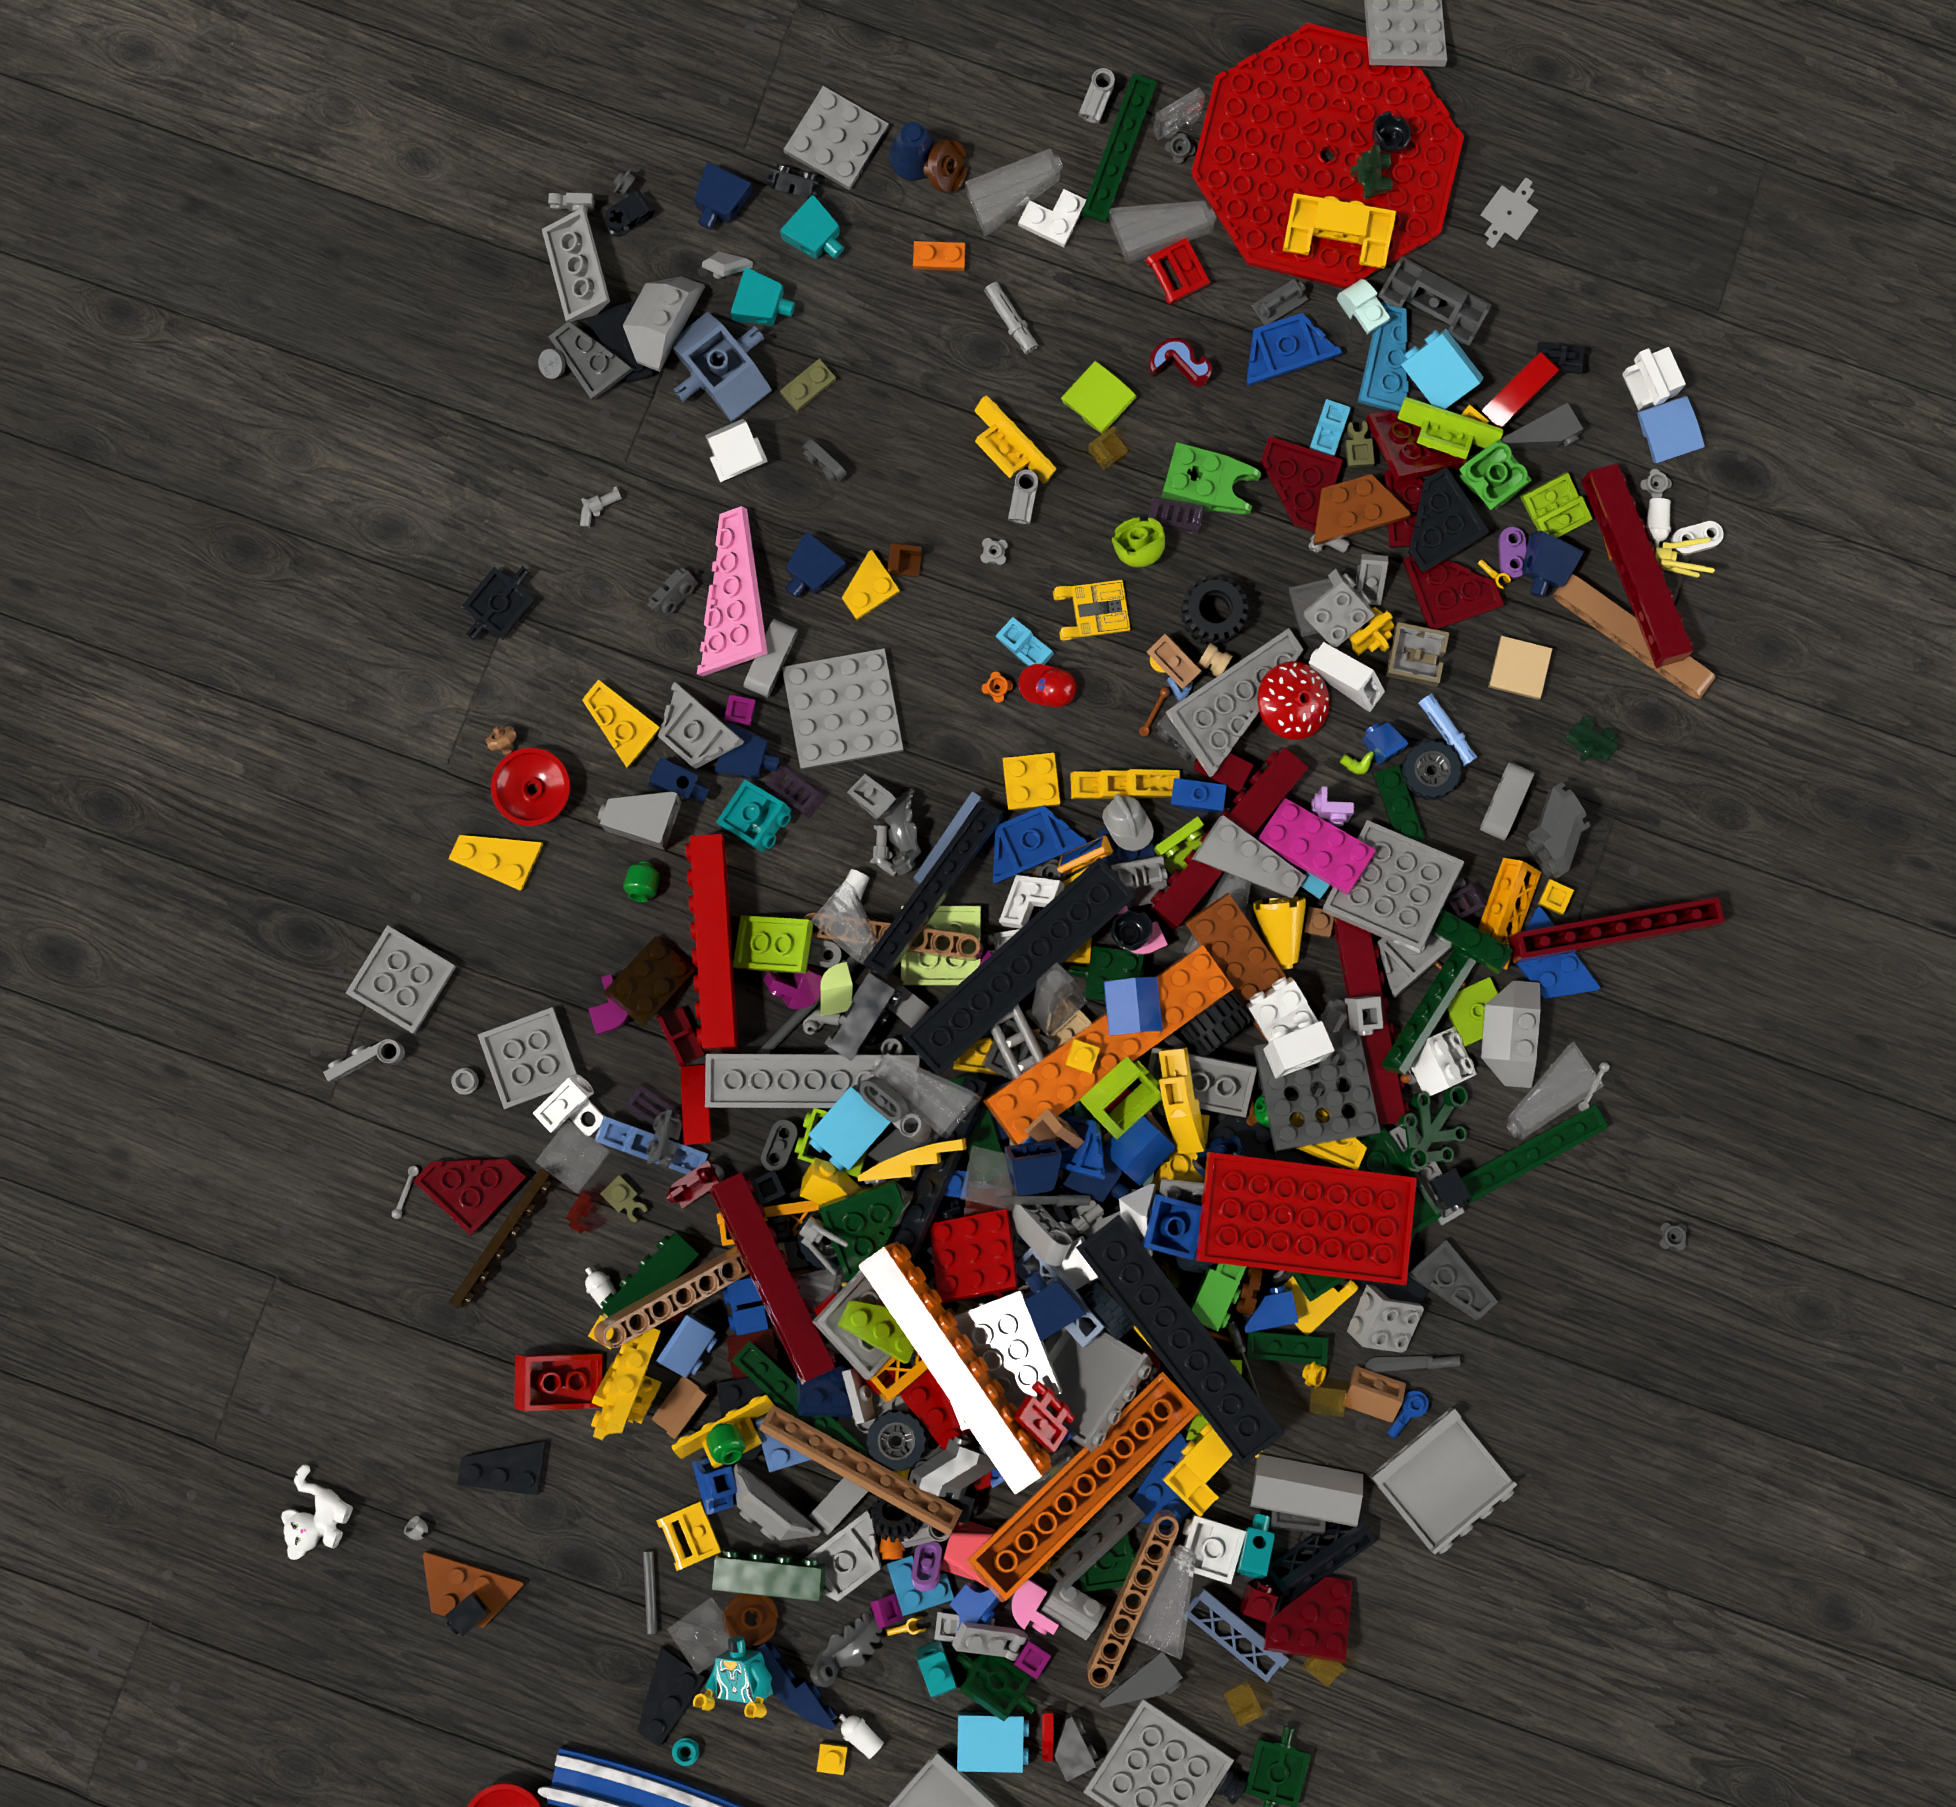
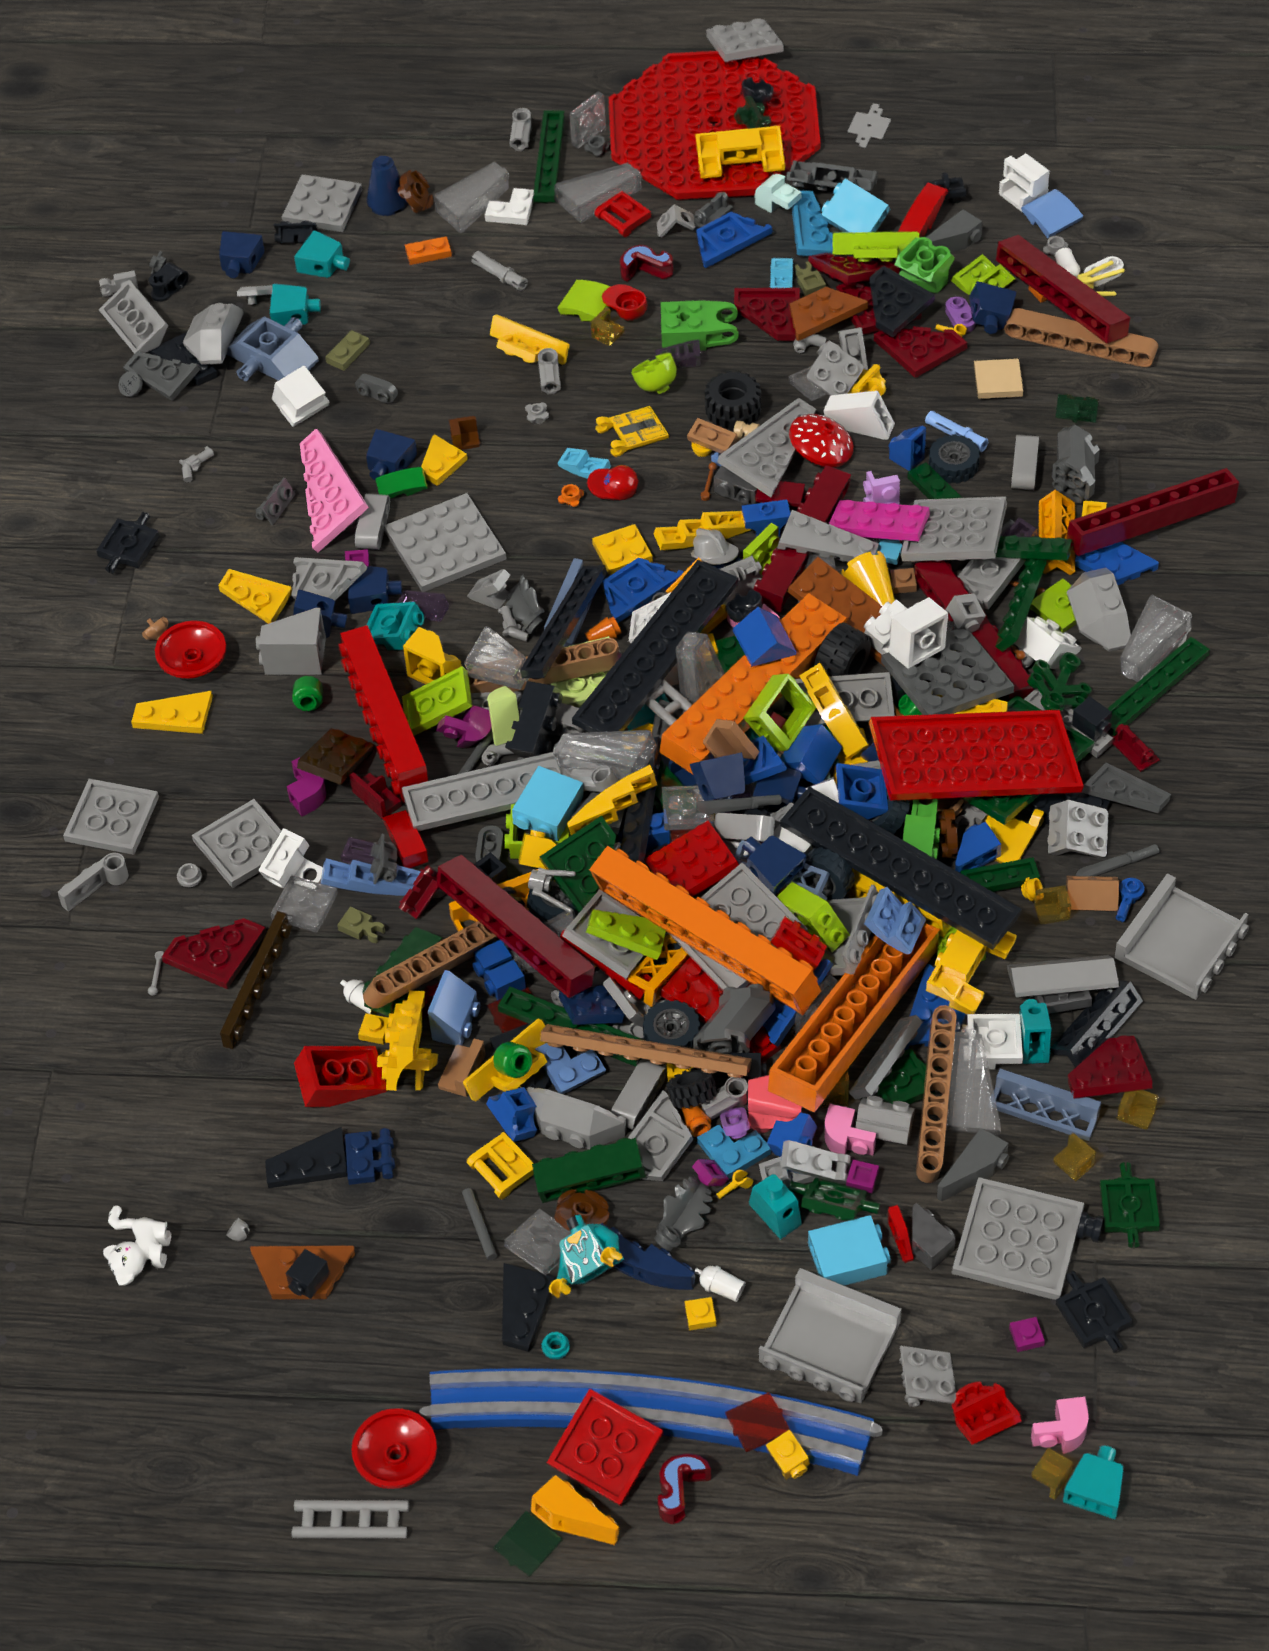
camera: 10 degrees left, 30 degrees down
(555, 1481) = (360, 1156): none -> dark blue plate
(581, 1207) = (322, 941): clear red bracket -> none
(781, 885) = (425, 657): none -> yellow slope
(816, 612) = (402, 481): none -> green slope
(883, 1099) = (572, 761): dark grey plate -> none
(977, 894) = (605, 628): none -> orange cone
(1072, 1371) = (815, 915): none -> lime window
(1082, 1056) = (734, 682): yellow plate -> none
(1138, 417) = (627, 301): none -> red cap
(1154, 1400) = (895, 922): none -> medium blue slope
(1229, 304) = (672, 216): none -> light grey bracket
(1258, 1601) = (1054, 1062): dark red brick -> none
(1355, 766) = (897, 470): lime animal -> none
(1416, 653) = (909, 388): piece -> none
(1482, 1228) = (1134, 748): none -> dark red hinge

